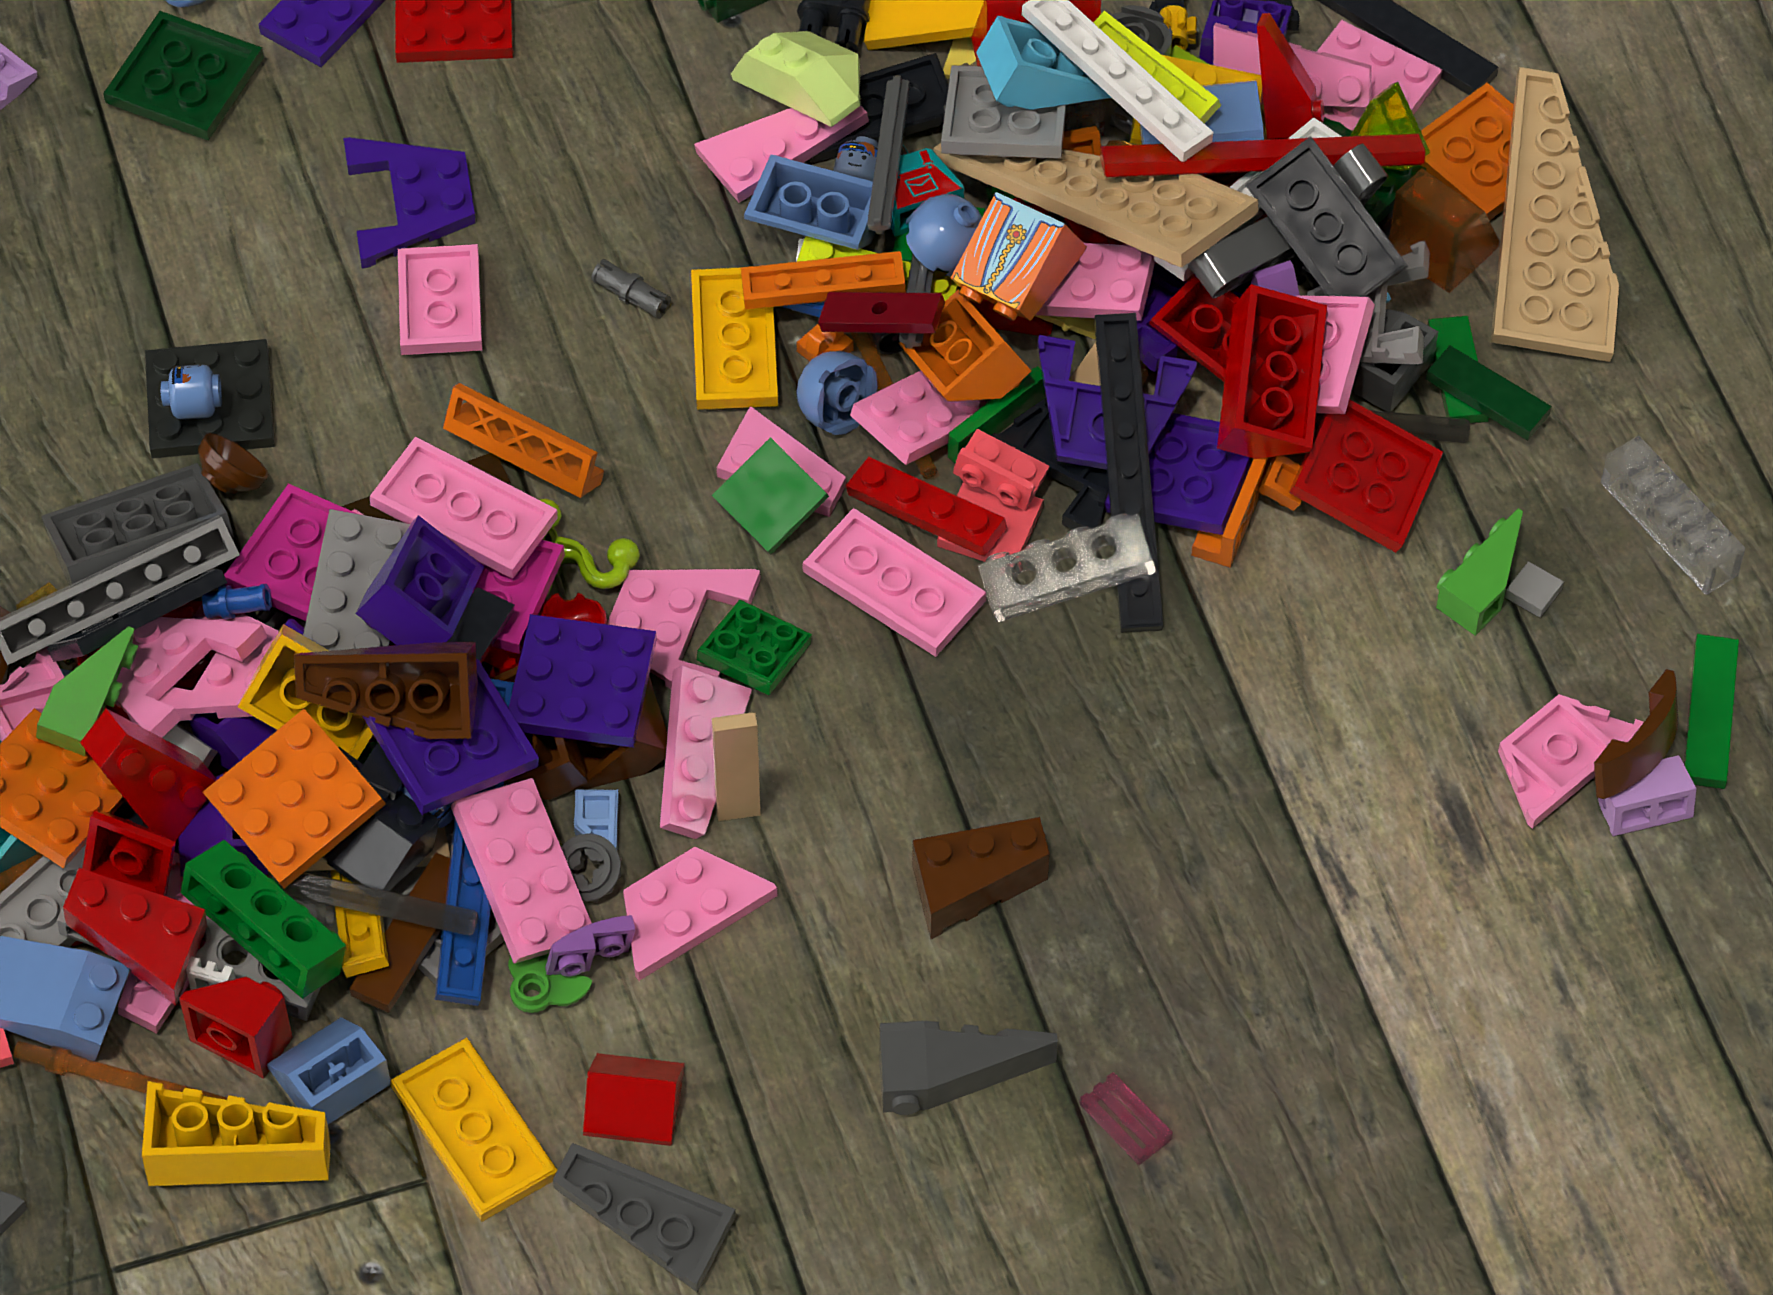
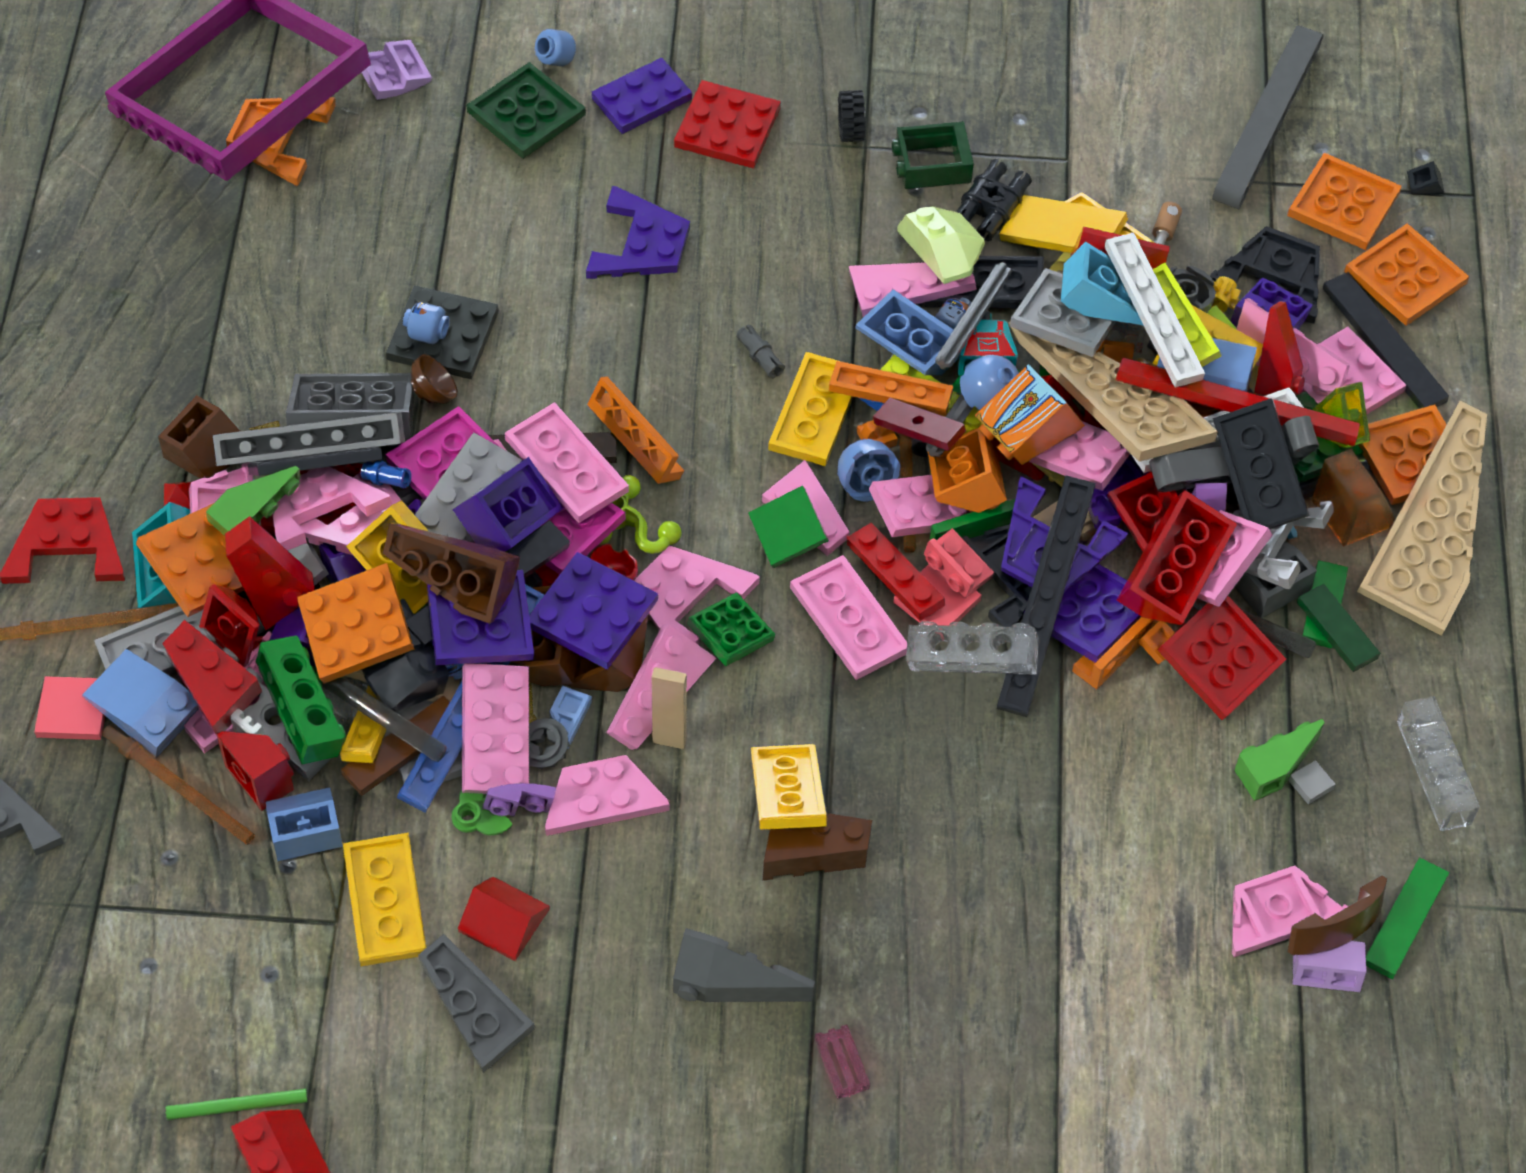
camera: 20 degrees right, 0 degrees up
(230, 1141) = (211, 845): yellow wedge -> none
(439, 299) = (626, 316): bright pink plate -> none
(918, 813) = (788, 787): none -> yellow tile

